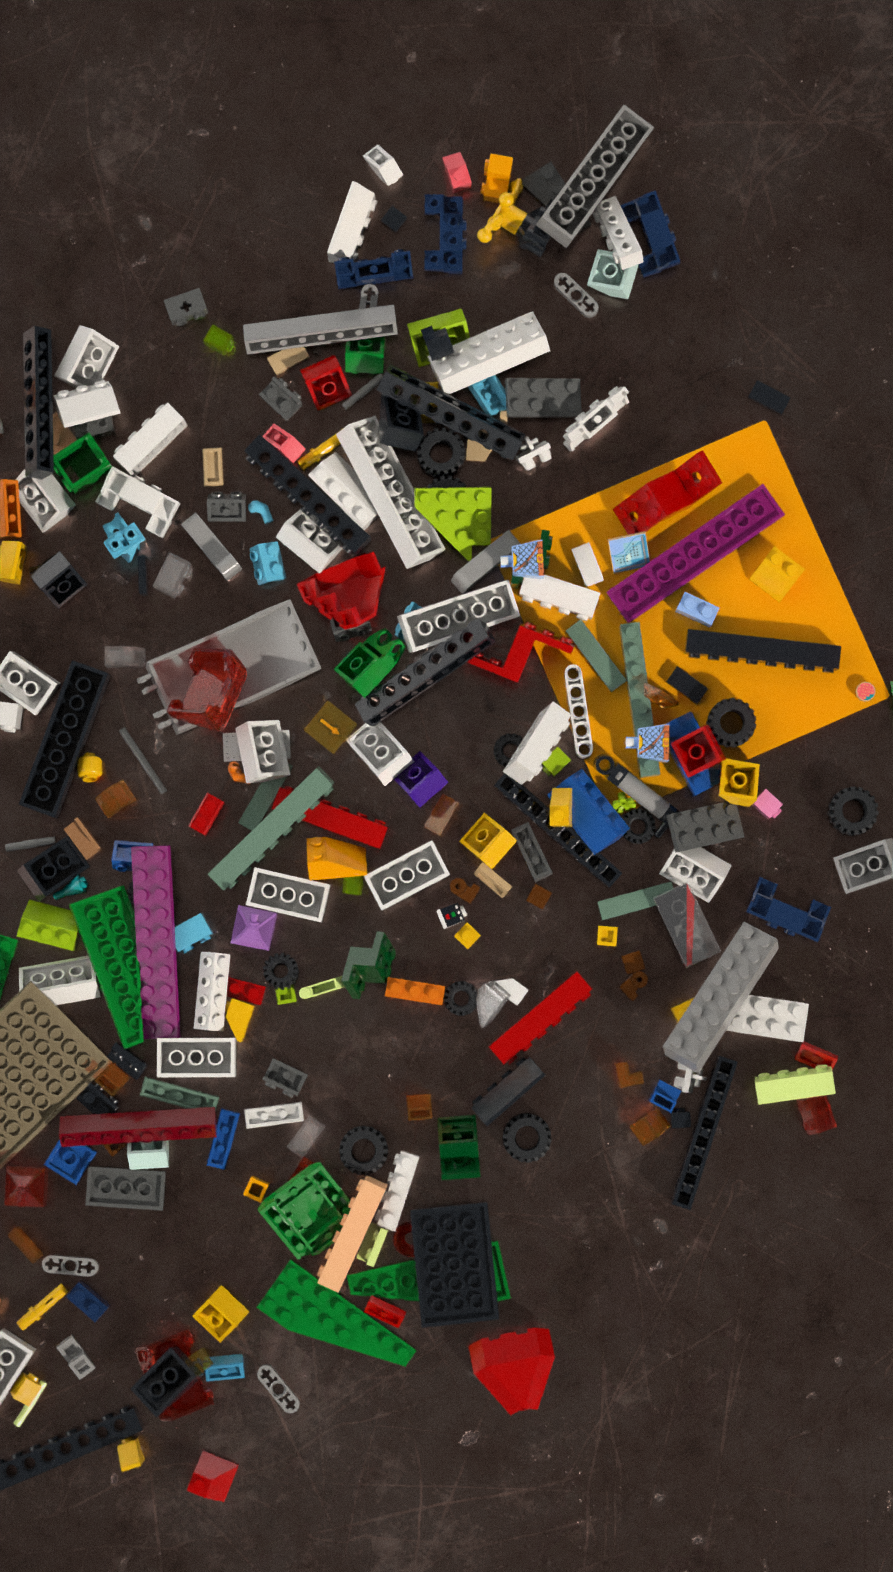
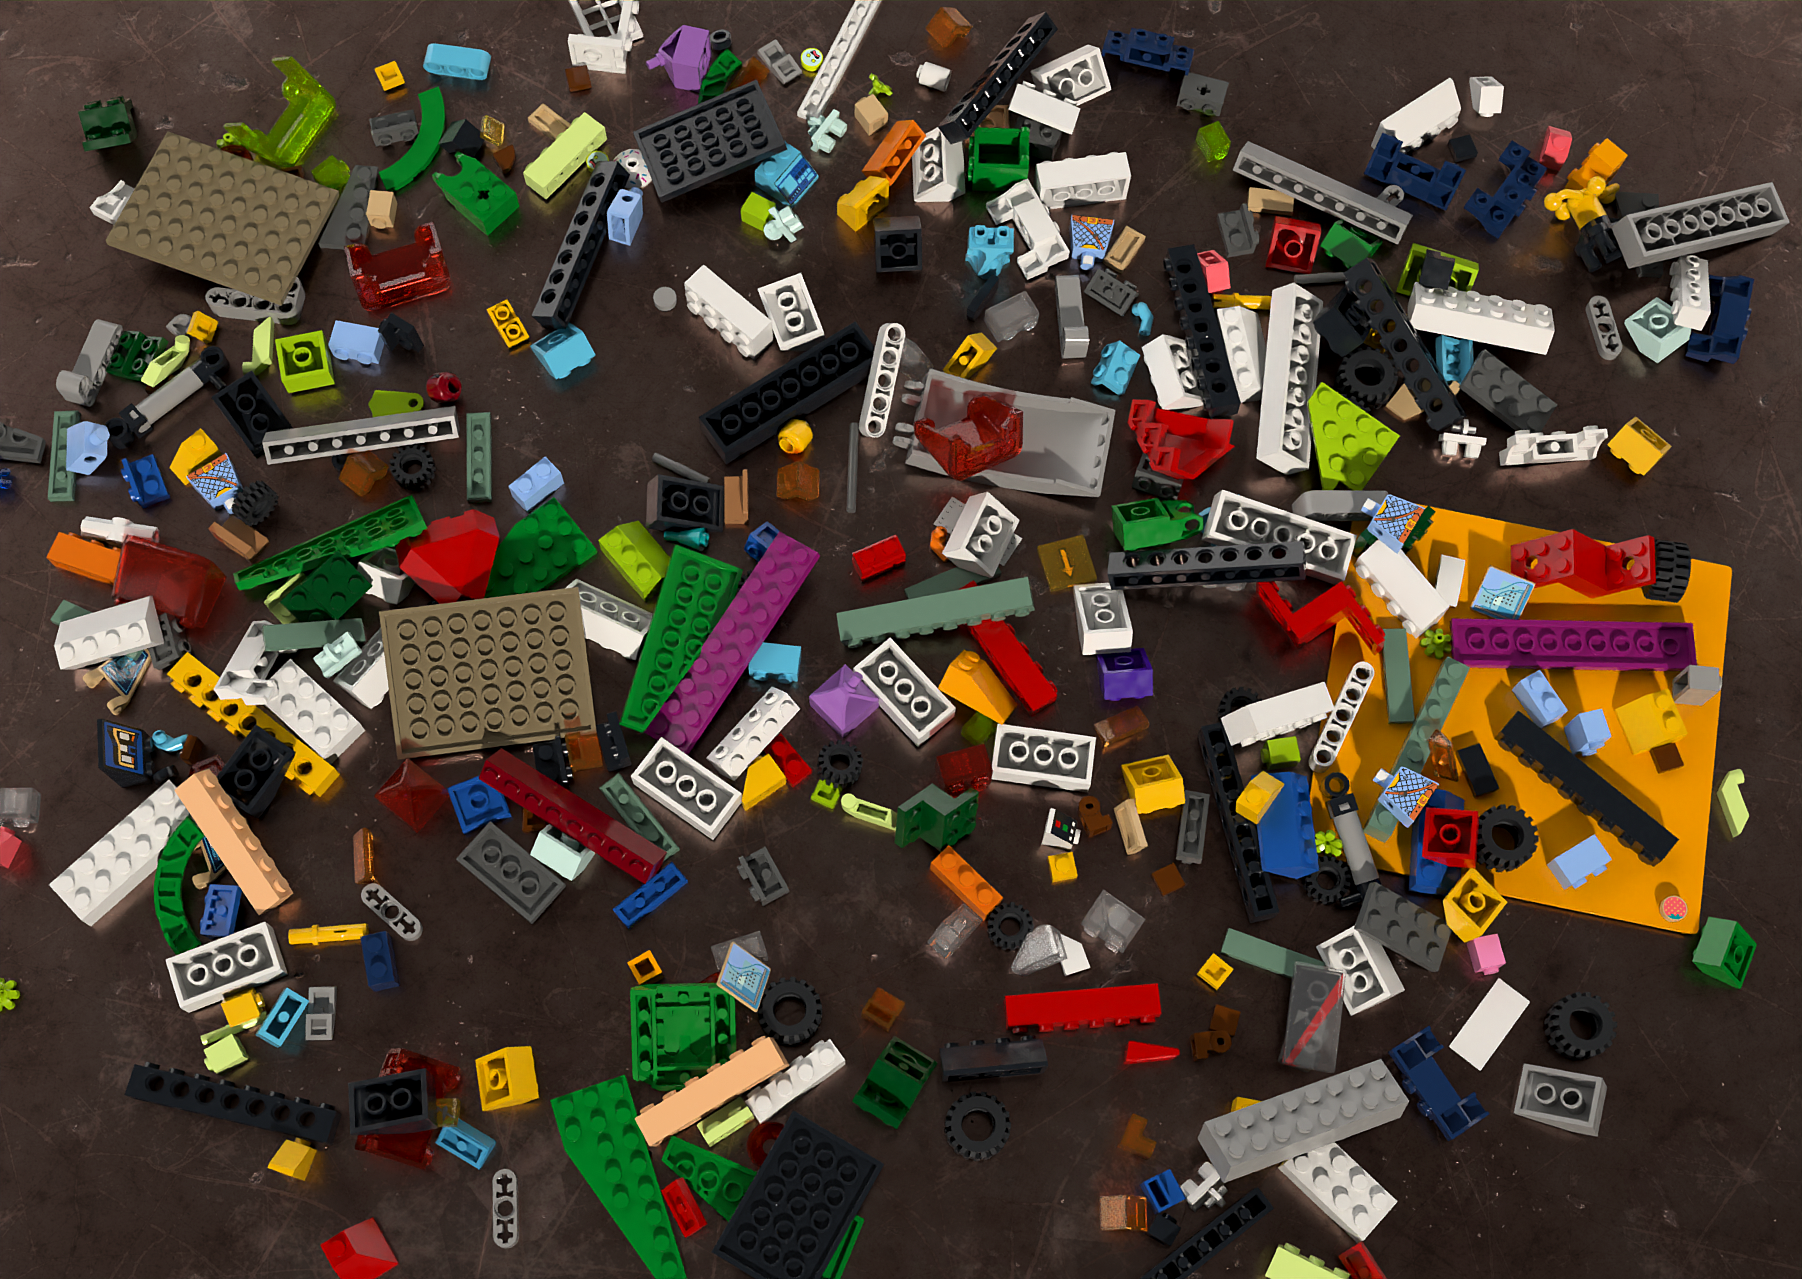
camera: 30 degrees right, 15 degrees down
(38, 1424) = (225, 1055): none -> yellowish green brick
(56, 1378) = (282, 1017): none -> medium azure brick
(124, 299) = (1148, 50): none -> dark blue bracket
(127, 696) = (890, 371): none -> white beam
(165, 626) = (970, 356): none -> yellow slope
(185, 479) = (1089, 239): none -> torso
(274, 1115) = (722, 908): white tile -> none
(321, 1153) = (743, 976): none -> piece
(363, 921) = (963, 770): none -> clear red brick
(429, 1025) = (954, 931): none -> clear slope
(523, 952) = (1112, 922): none -> clear slope
(595, 1020) = (1144, 1052): none -> red slope
(606, 618) = (1436, 643): none -> lime plant
(653, 371) = (1638, 446): none -> yellow slope
(725, 460) = (1672, 571): none -> black tyre
(741, 613) = (1587, 732): none -> light blue brick
(769, 397) = (1748, 549): black tile -> none
(789, 703) = (1579, 862): none -> light blue brick
(791, 529) = (1696, 685): none -> light grey brick
(797, 846) = (1489, 1024): none -> white sticker
(802, 590) = (1666, 758): none -> reddish brown tile
(861, 589) = (1732, 801): none -> yellowish green piece

